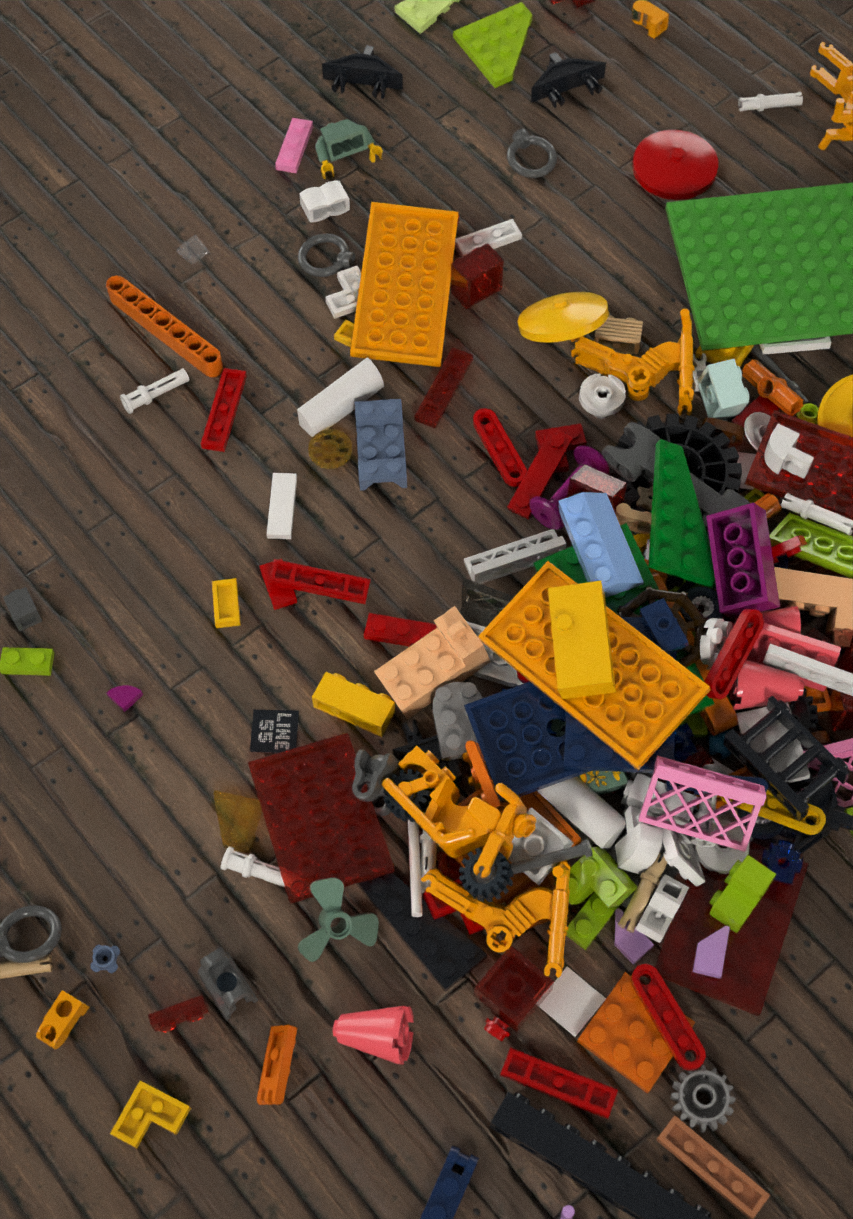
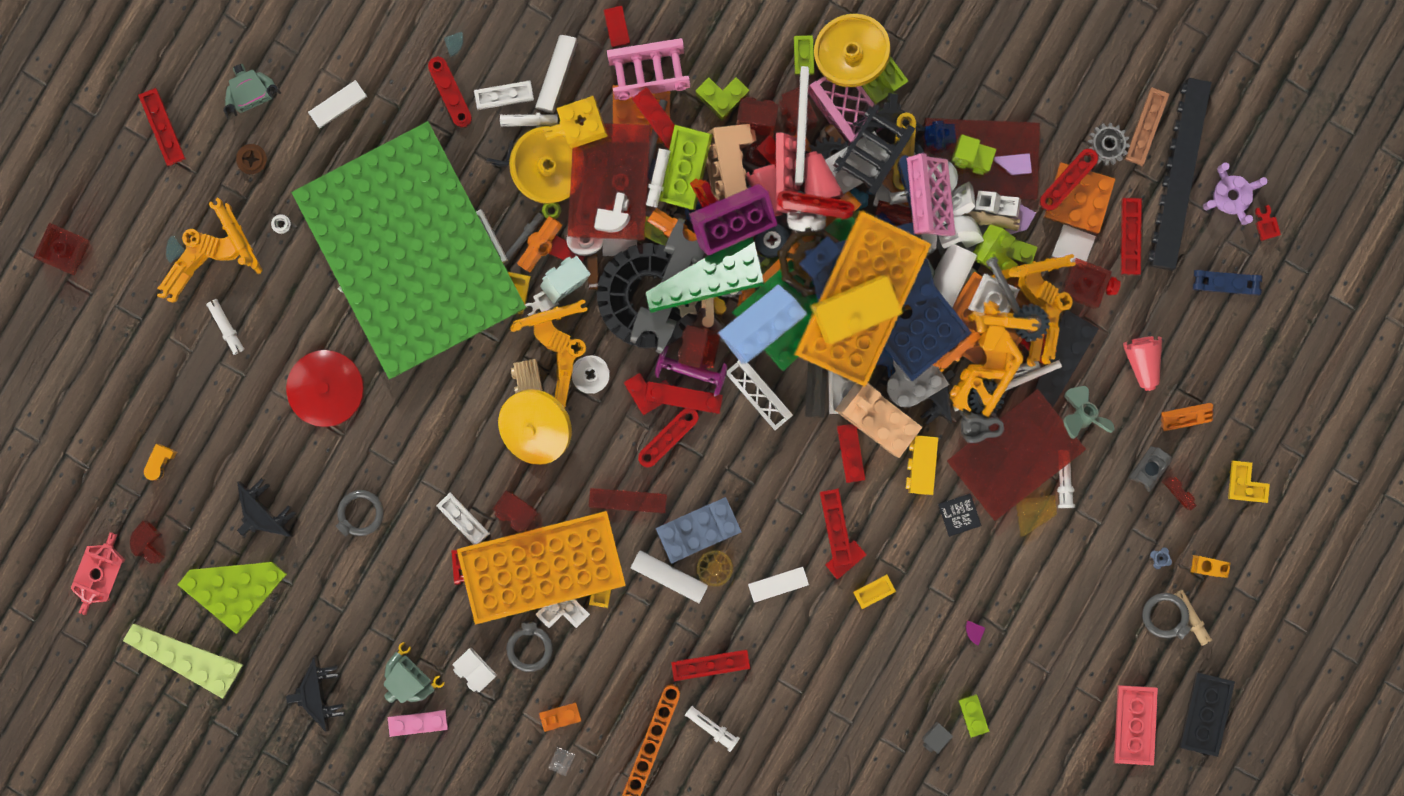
camera: 115 degrees left, 25 degrees up
(239, 261) = (560, 716): none -> orange plate

